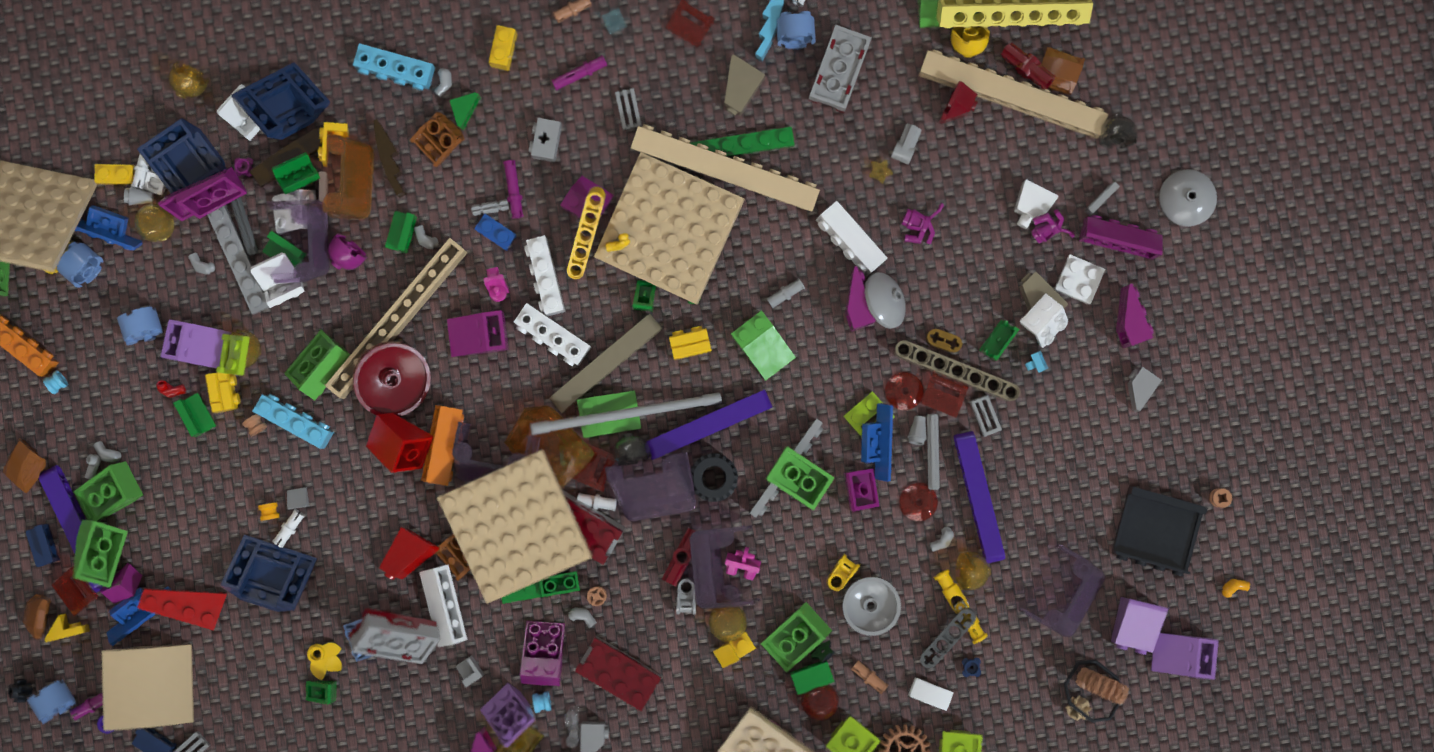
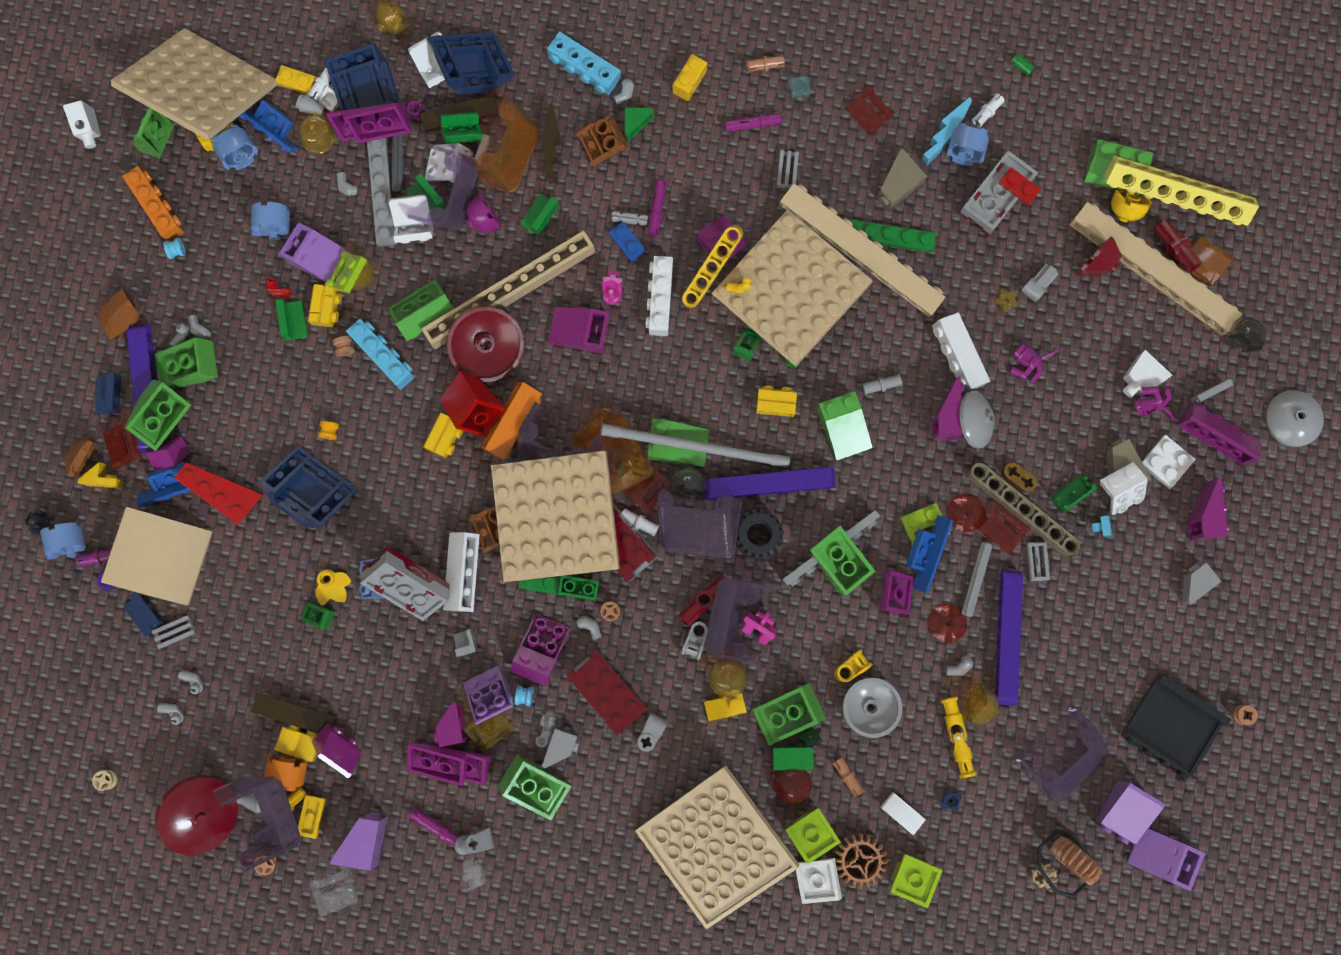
camera: 20 degrees right, 5 degrees down
(288, 528) = (341, 452): white pin -> none
(297, 498) = (359, 427): light grey slope -> none
(333, 129) = (506, 94): yellow bracket -> none
(381, 482) = (442, 437): none -> yellow brick
(406, 554) = (443, 512): red slope -> none
(425, 240) = (558, 228): light grey arm -> none
(544, 128) = (700, 182): light grey brick -> none
(552, 334) = (649, 352): white brick -> none
(605, 363) = (690, 395): dark tan beam -> none
(673, 694) = (653, 729): none -> light grey piece
(857, 58) = (1019, 186): none -> red plate
(918, 431) = (967, 556): light grey cone -> none
(946, 636) = (938, 764): dark grey beam -> none
(1233, 585) = (1234, 805): light orange arm -> none

